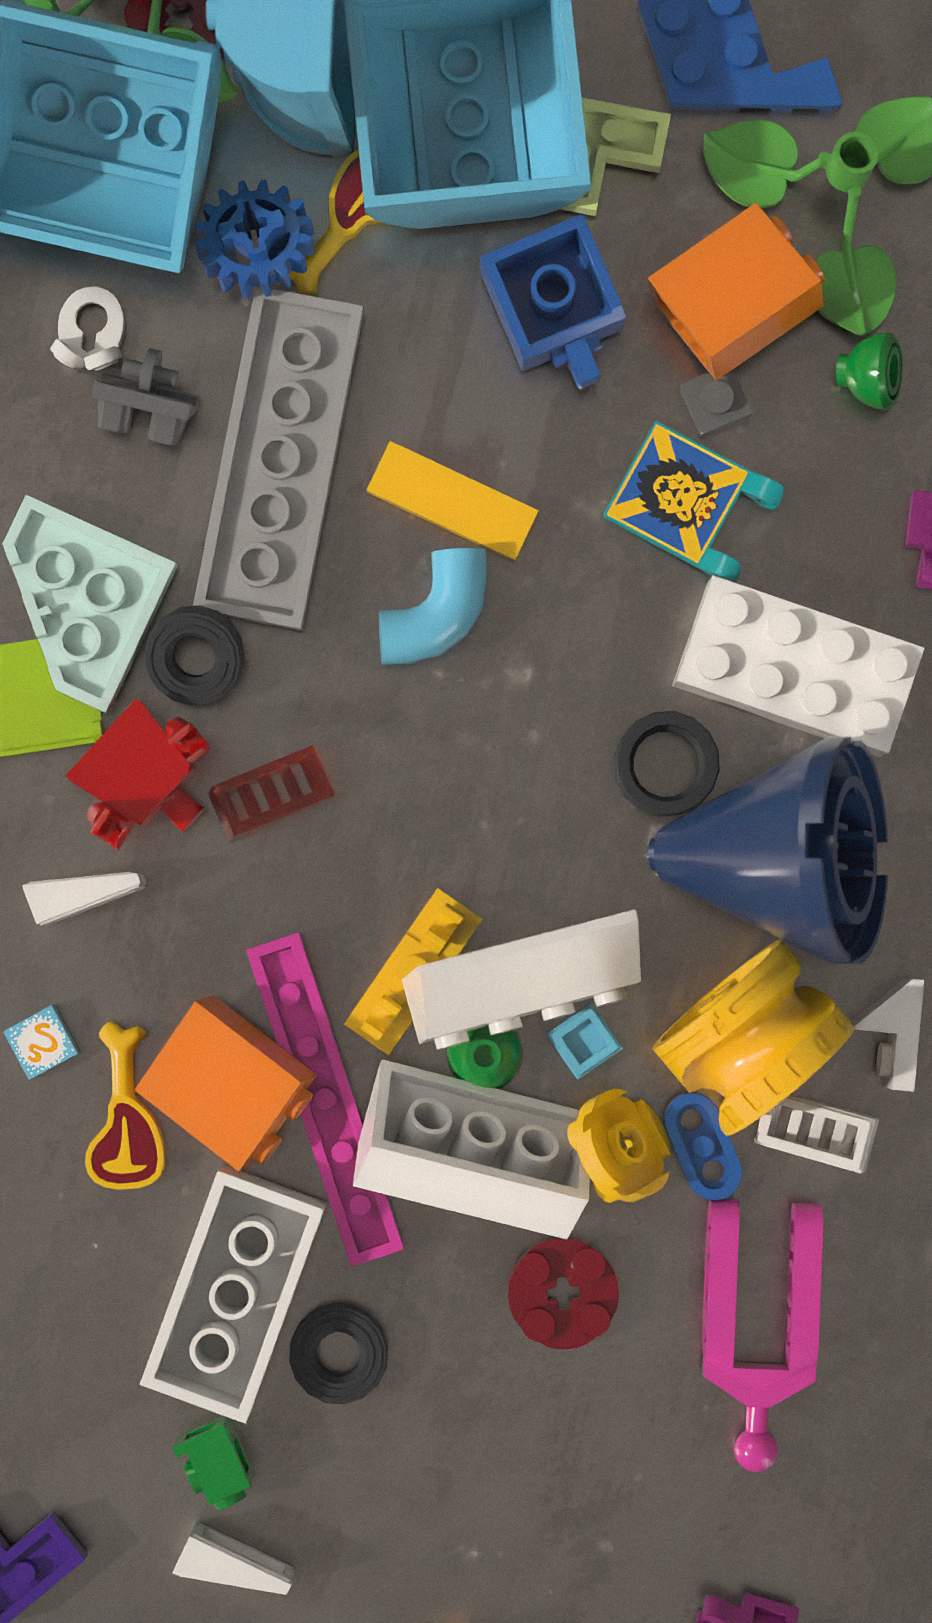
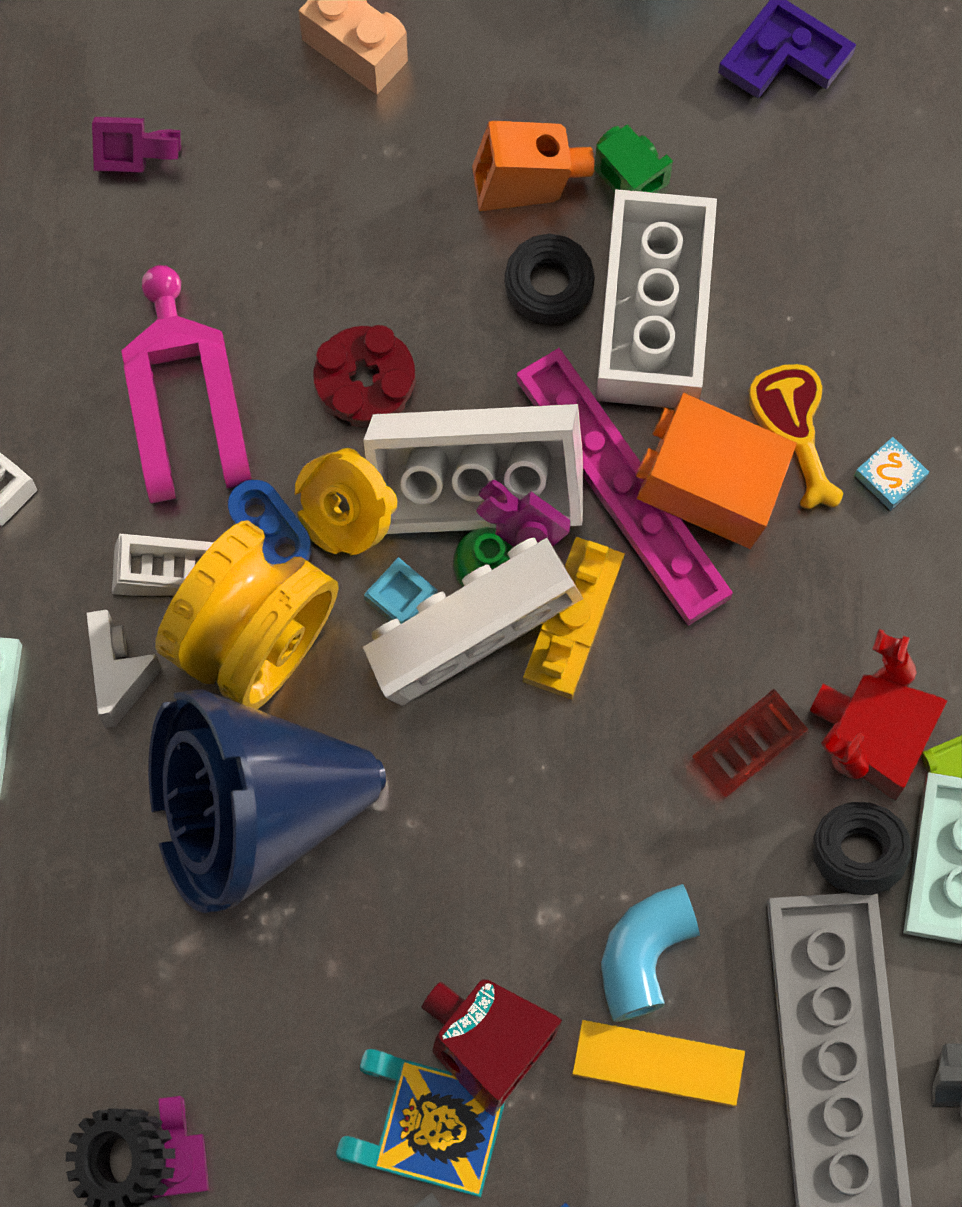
camera: 160 degrees right, 15 degrees down
(67, 897) = (910, 600): white slope -> none
(227, 1561) = (592, 90): white slope -> none
(349, 1484) = (526, 164): none -> orange torso
(442, 1076) = (523, 518): none -> magenta plate
(611, 560) = (489, 1038): none -> dark red torso
(707, 760) = (387, 819): black tyre -> none
(797, 666) = (283, 981): white brick -> none

